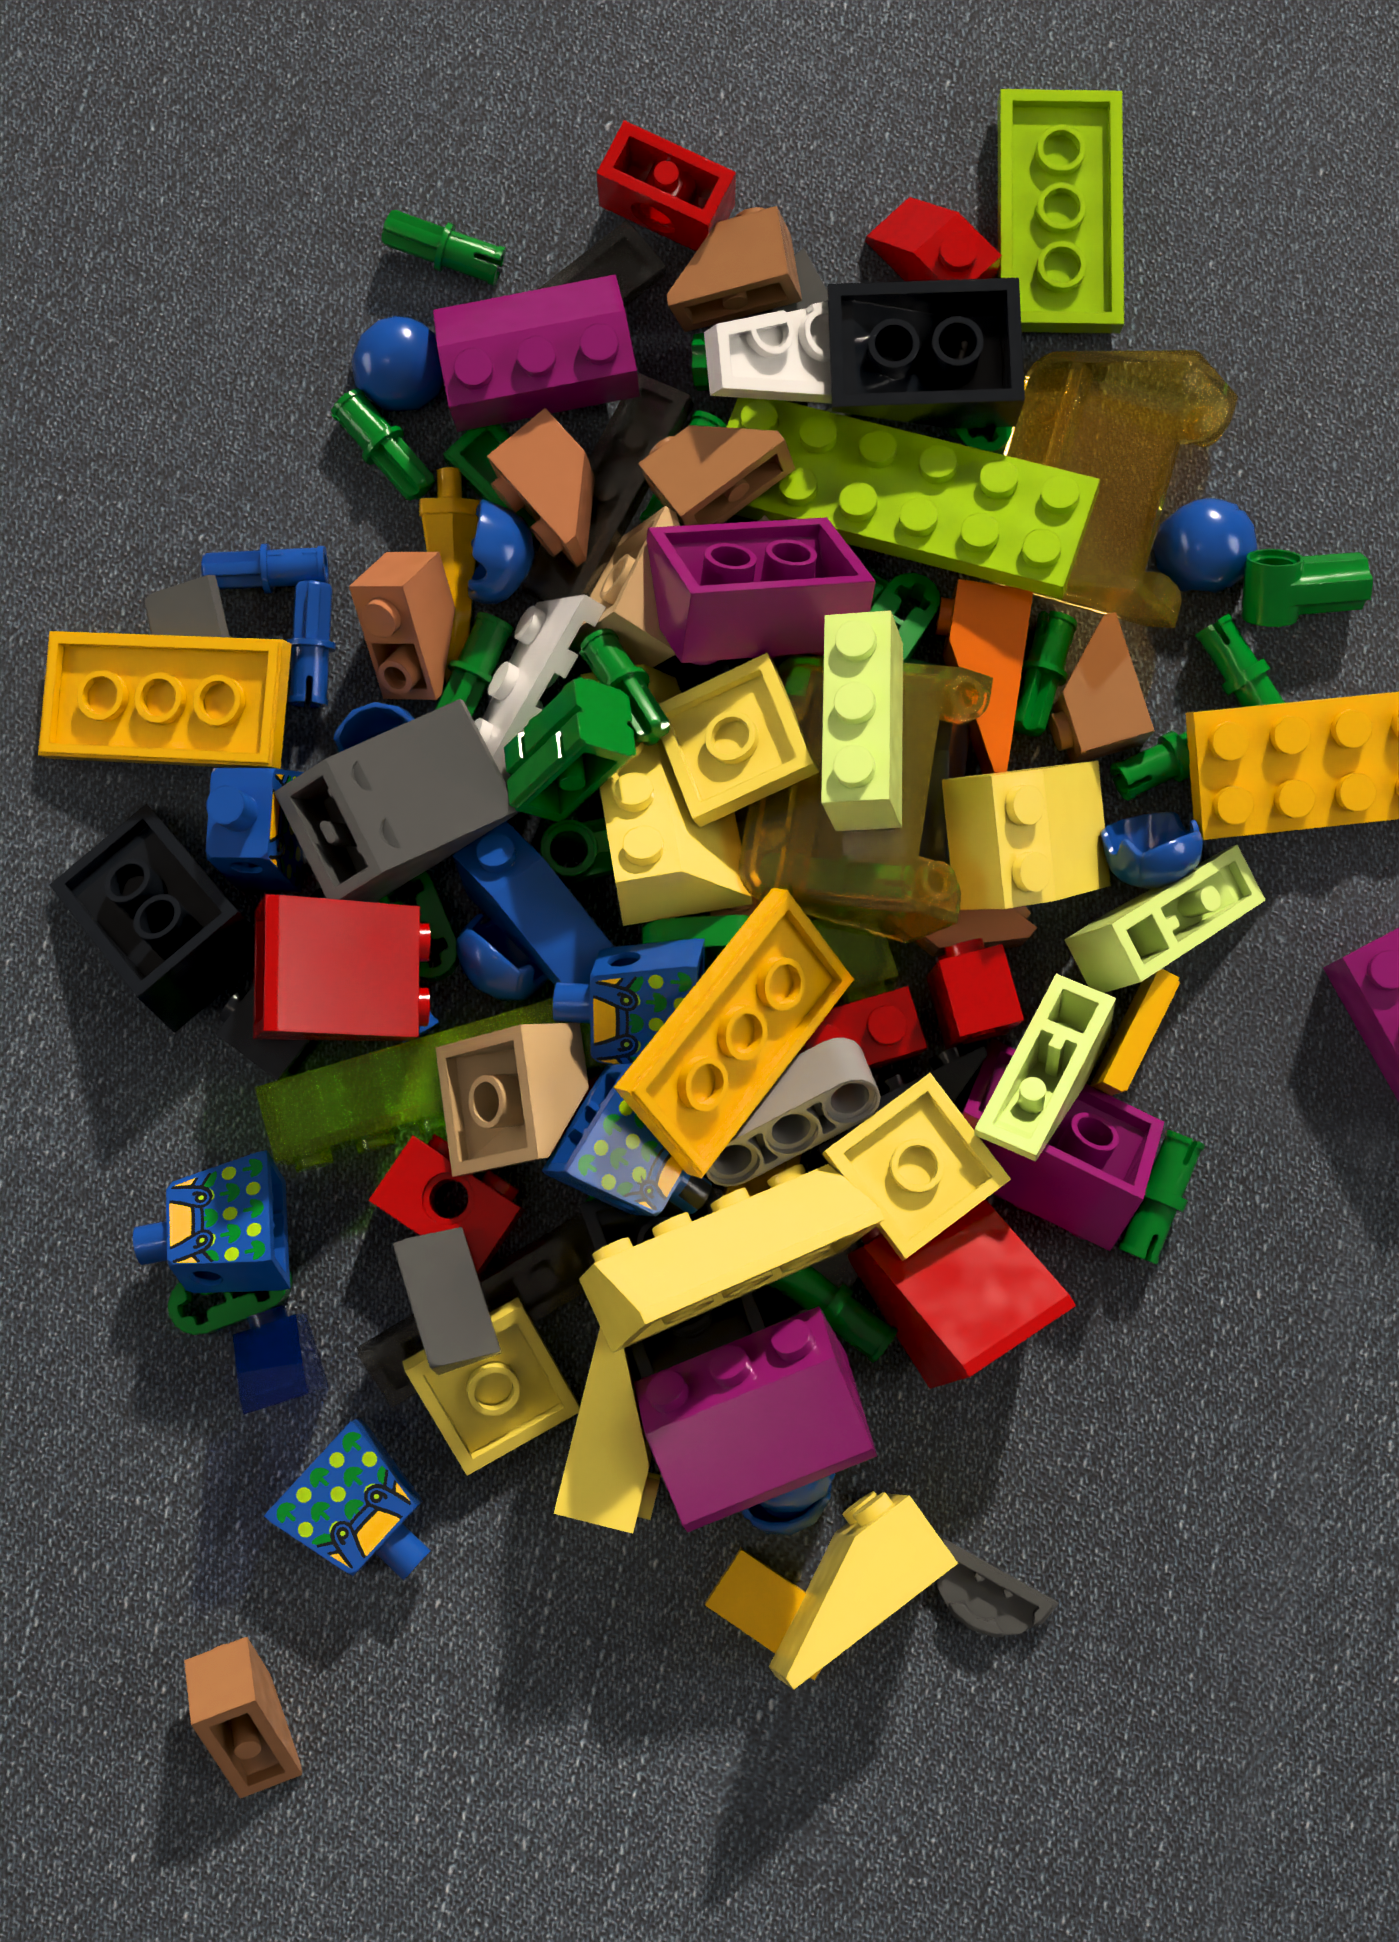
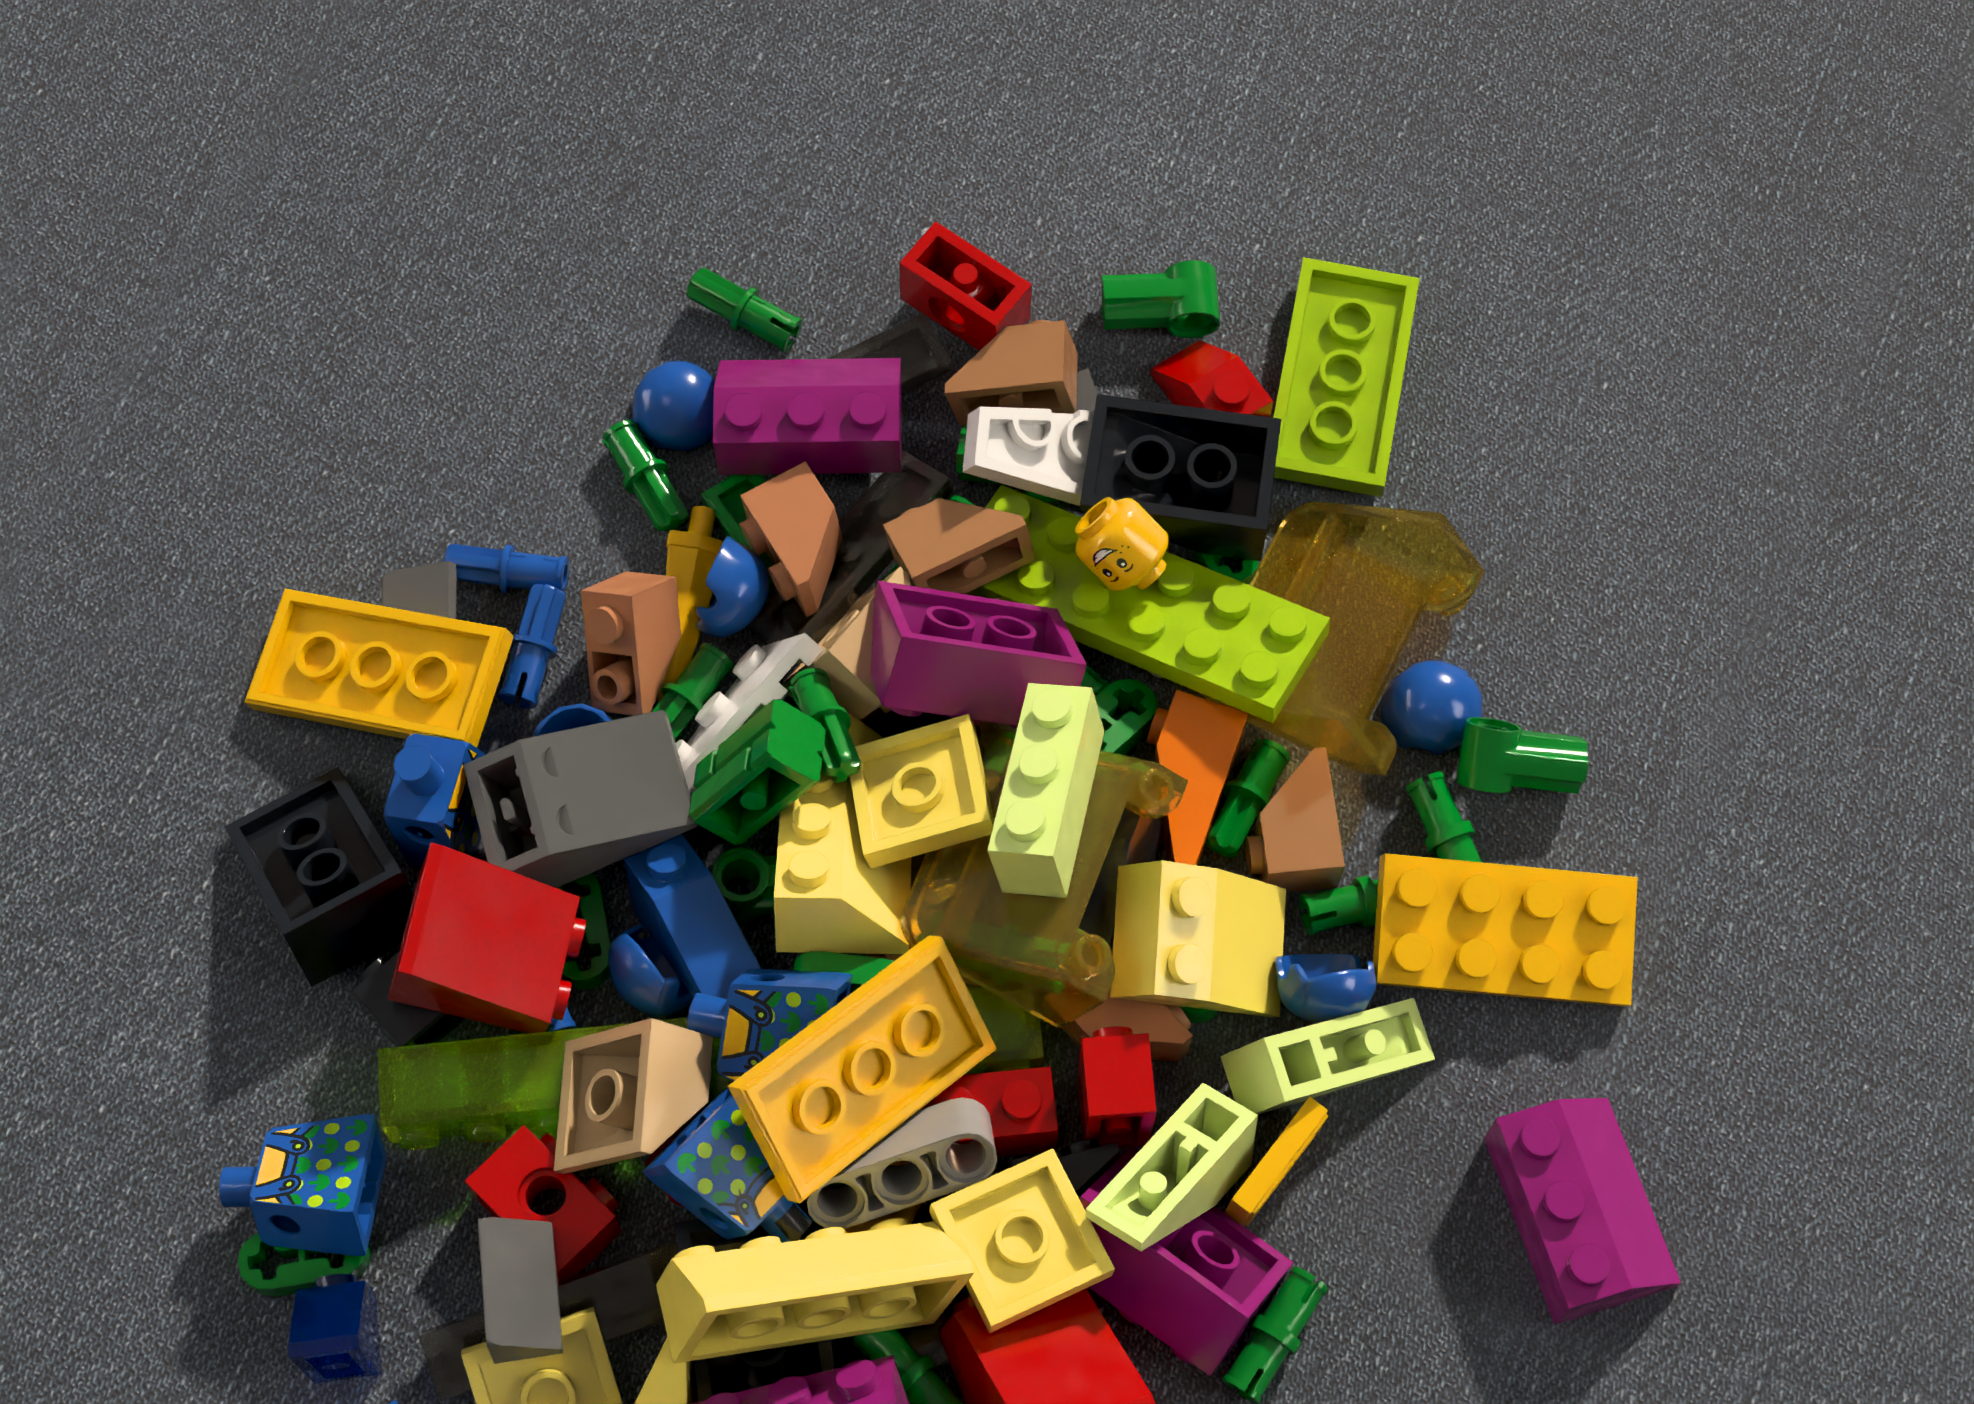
camera: 10 degrees right, 15 degrees down
(880, 158) = (1178, 299): none -> green piece
(882, 441) = (1121, 544): none -> yellow head

